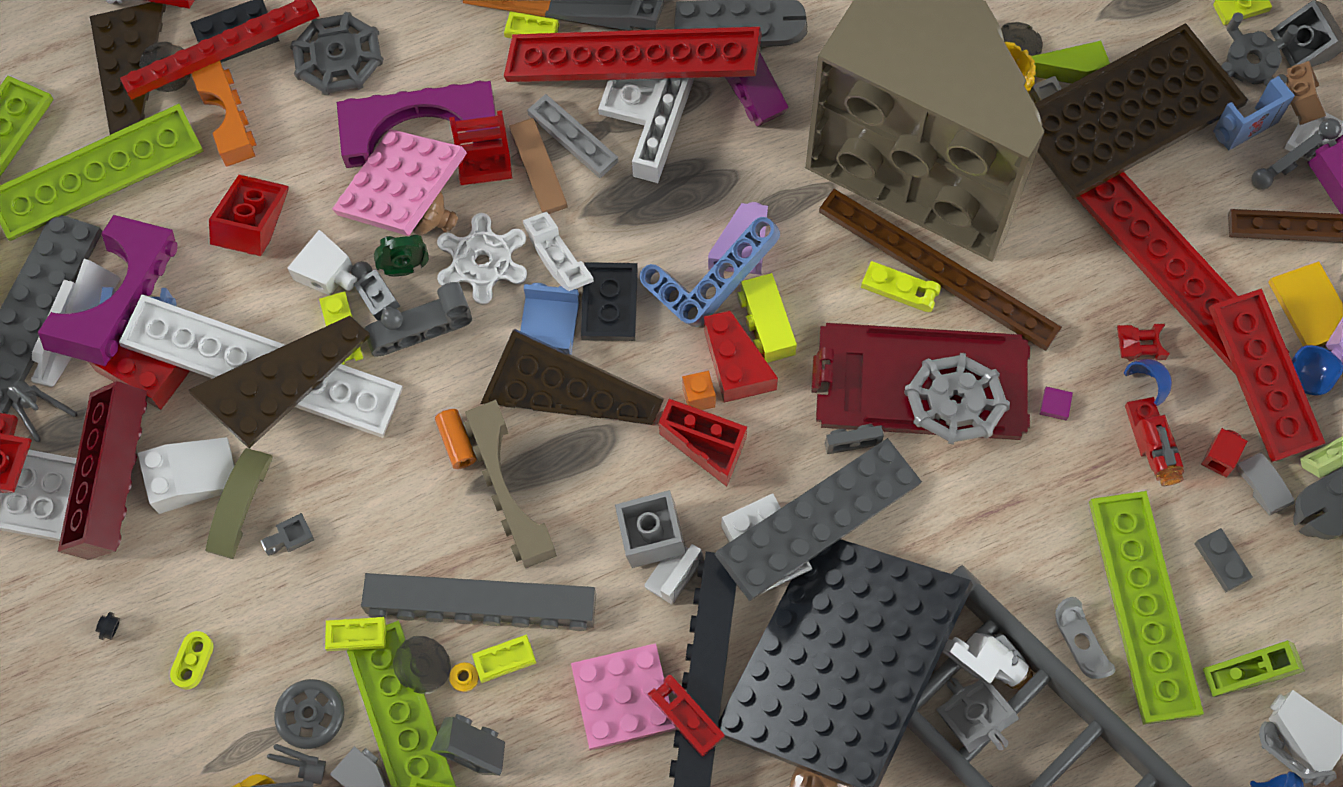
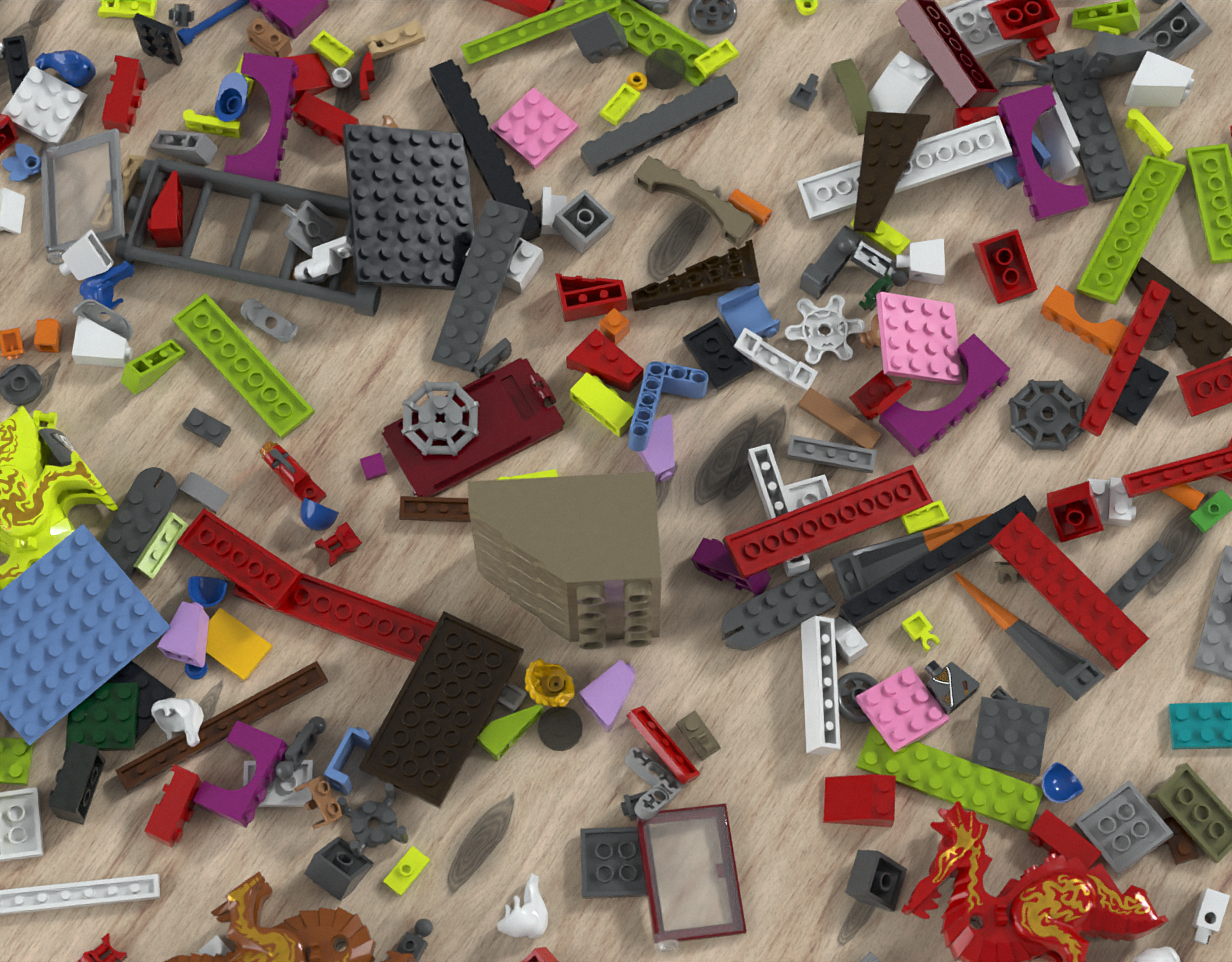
camera: 145 degrees right, 0 degrees up
(687, 716) = (485, 124): red plate -> none
(1224, 452) = (241, 495): red brick -> none

